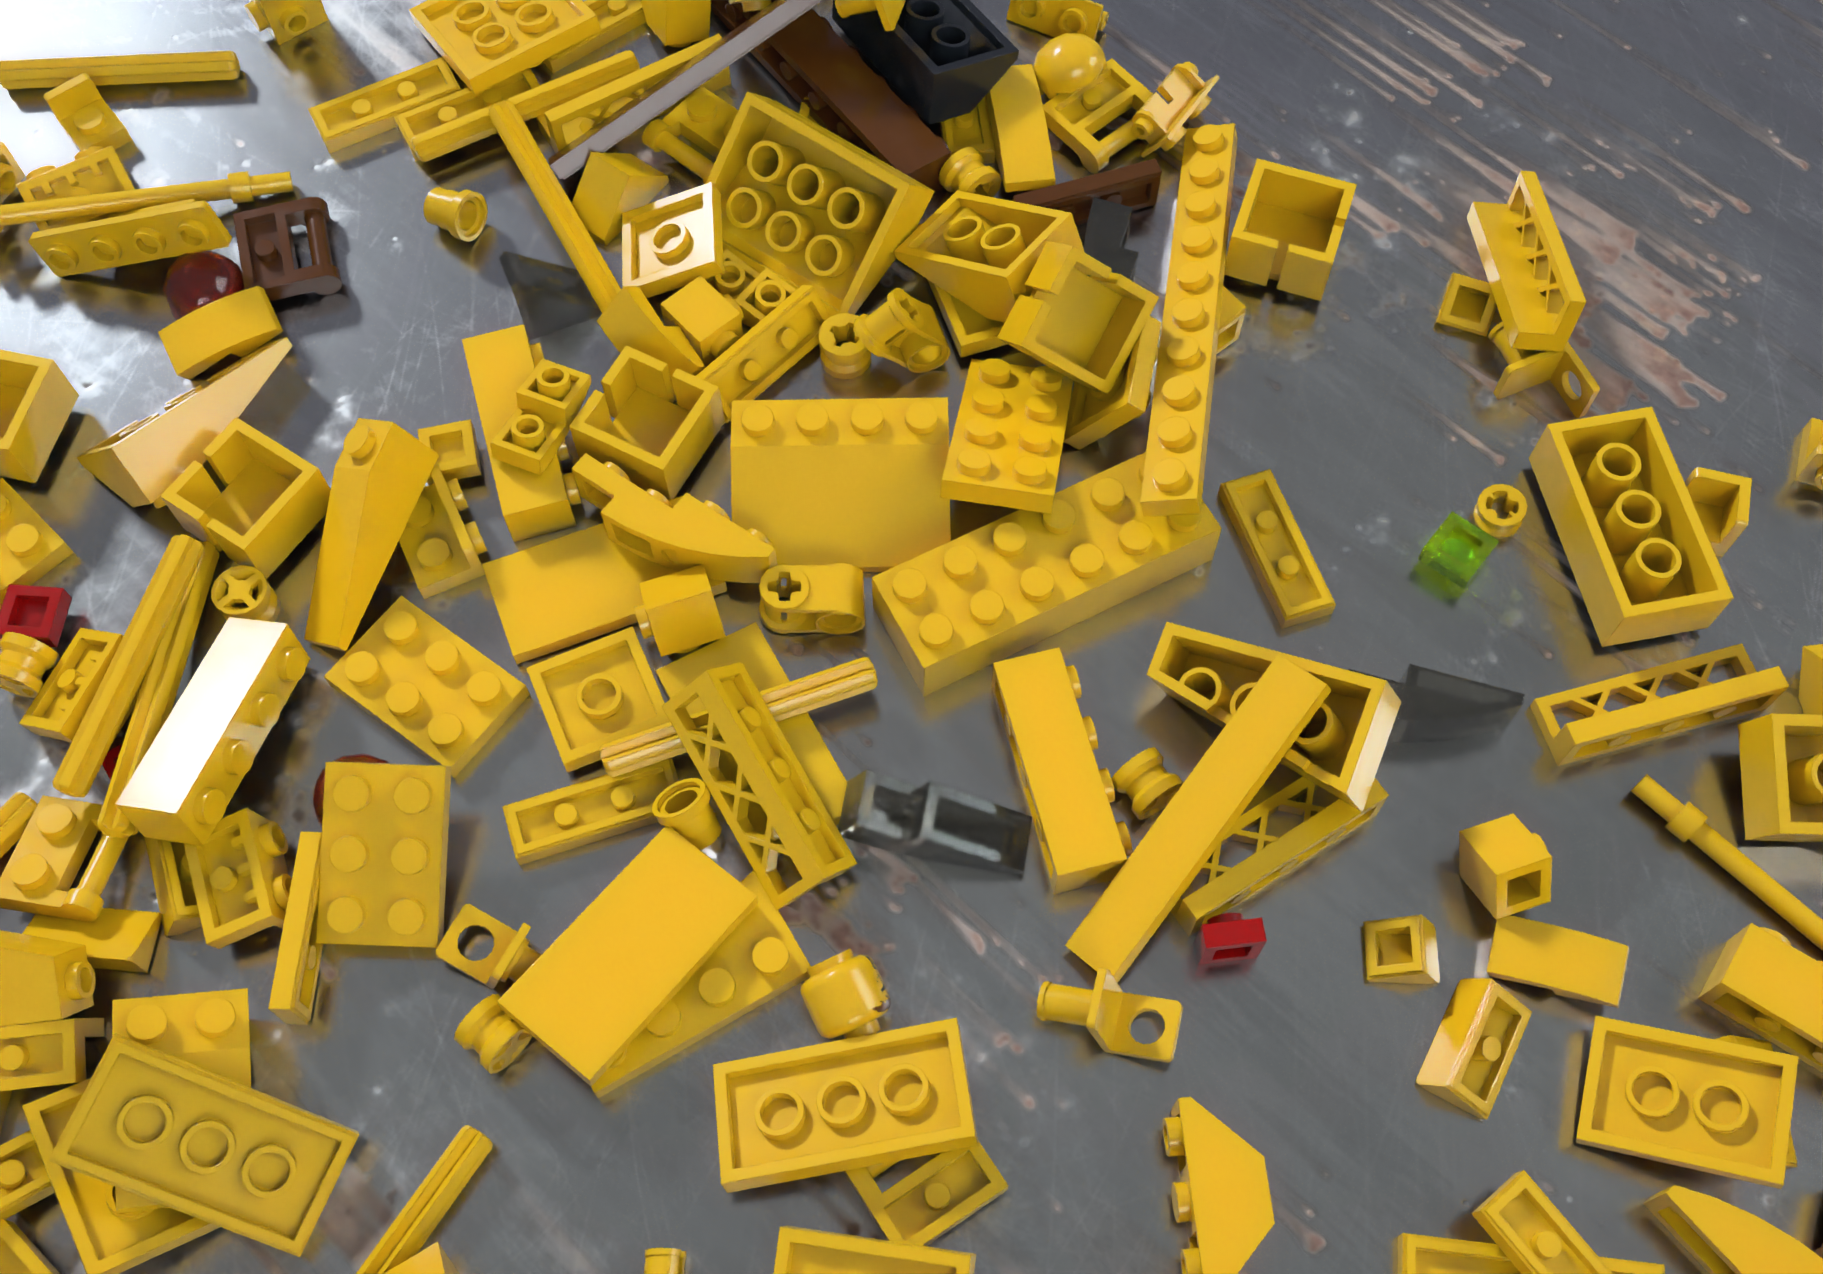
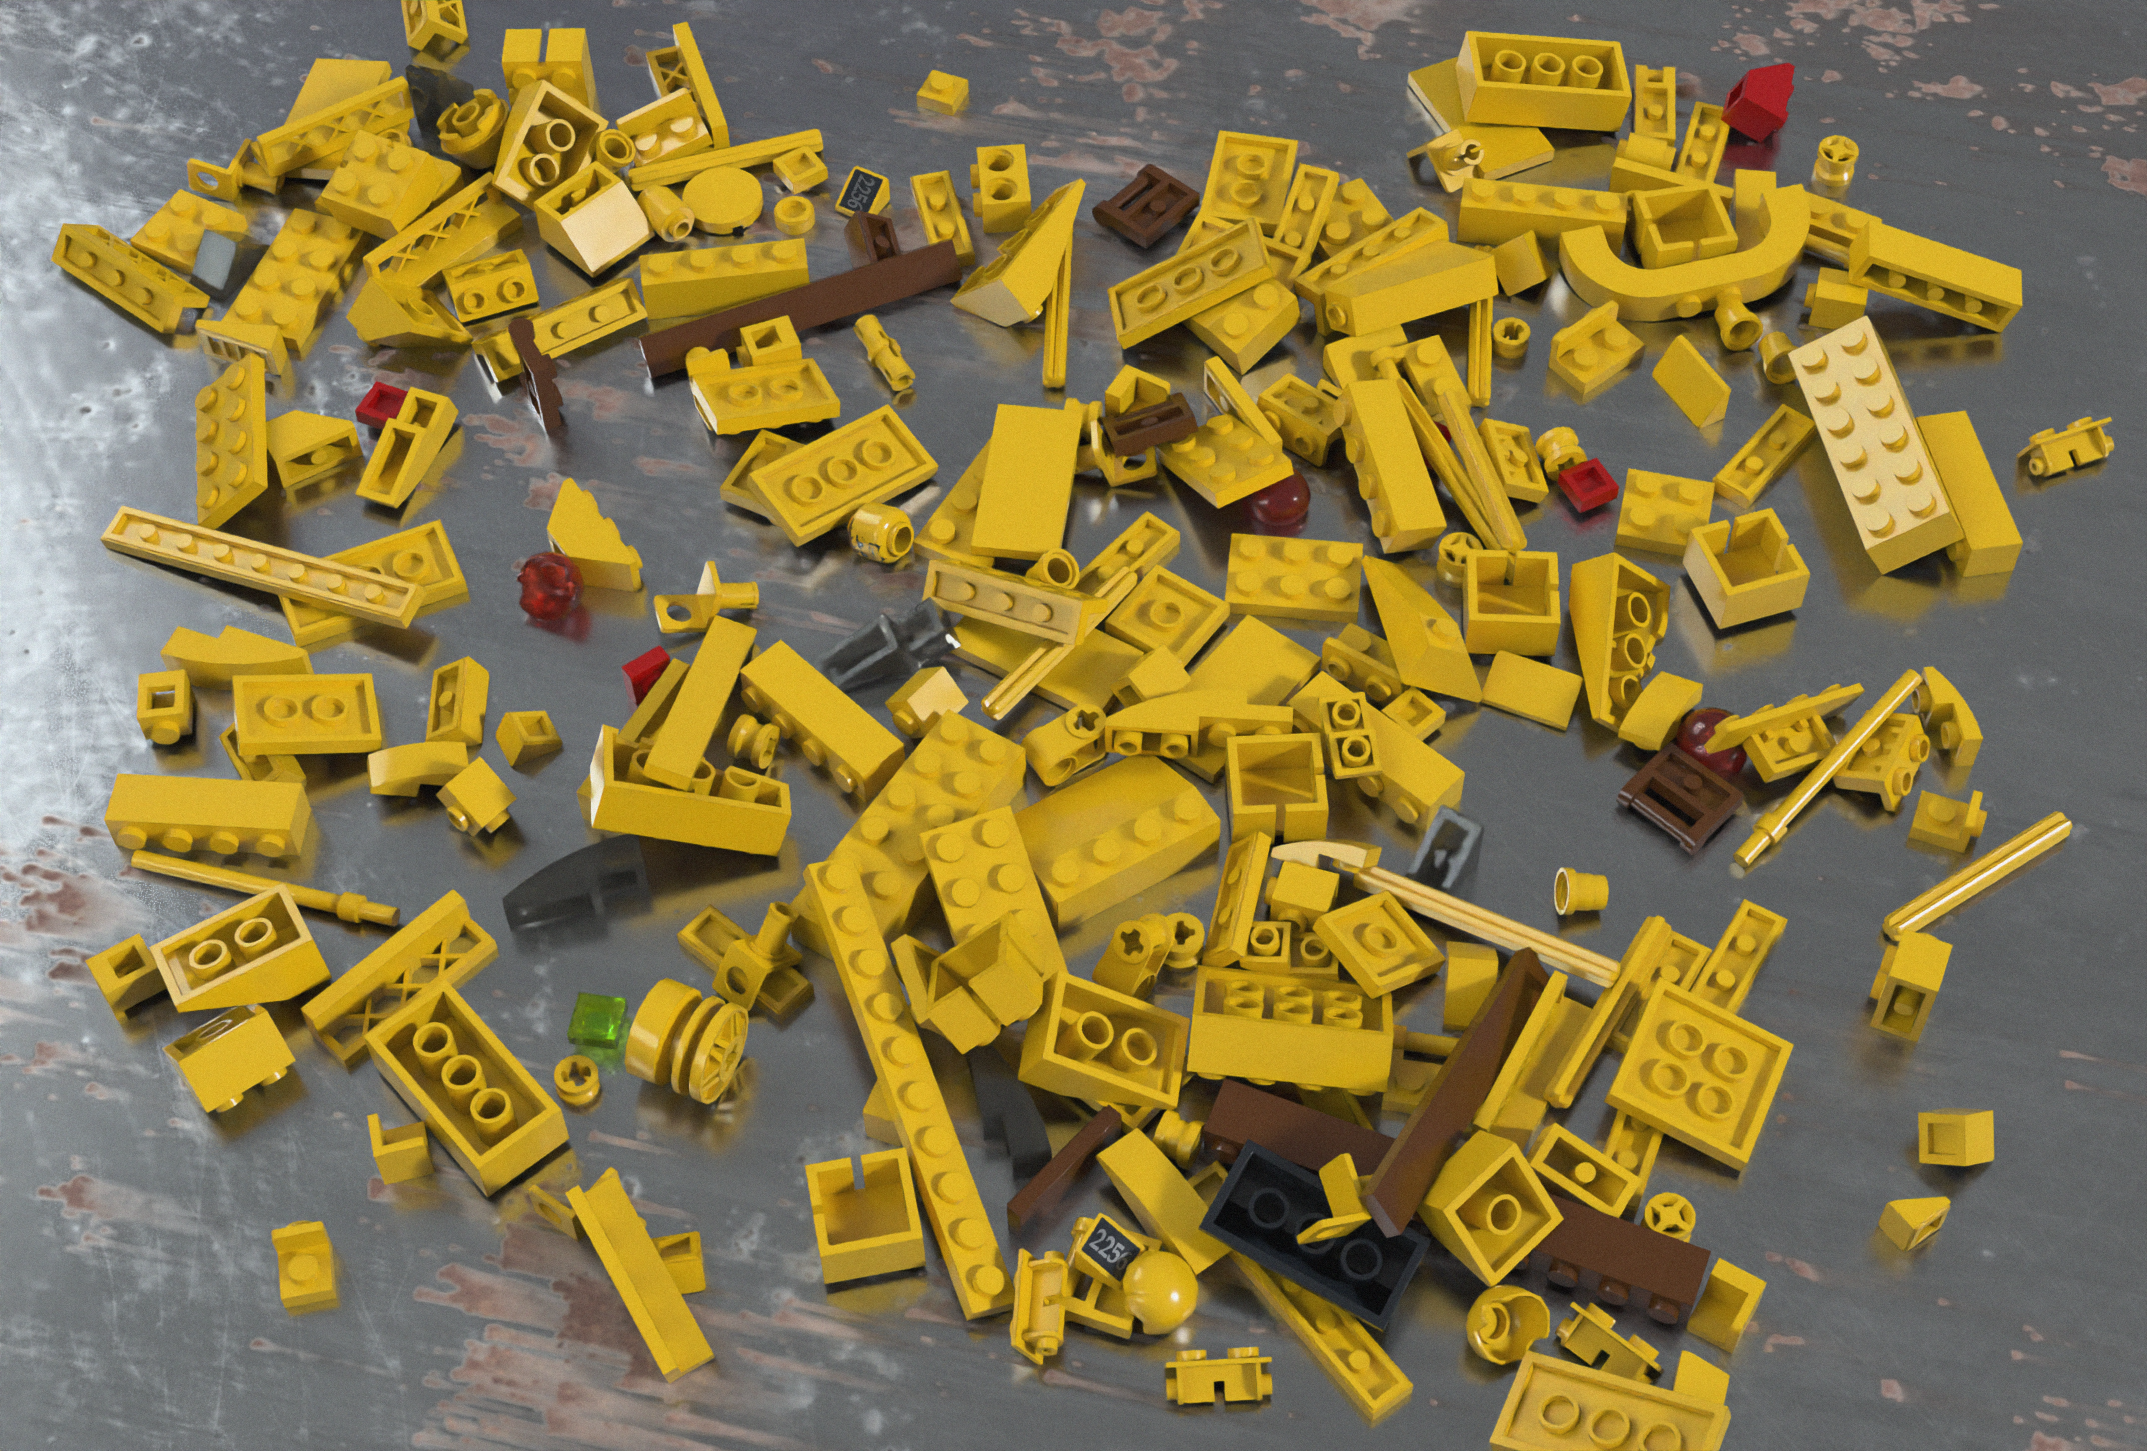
camera: 150 degrees right, 10 degrees down
(310, 419) = (1532, 689): none -> yellow slope
(409, 1029) = (1134, 391): none -> yellow panel
(432, 941) = (1149, 426): none -> reddish brown plate
(936, 718) = (924, 701): none -> yellow brick
(1097, 106) = (1107, 1251): none -> slope
(1262, 521) = (759, 955): none -> yellow bracket
(1297, 1142) = (550, 586): none -> clear red hair
(1386, 450) = (686, 1040): none -> yellow wheel

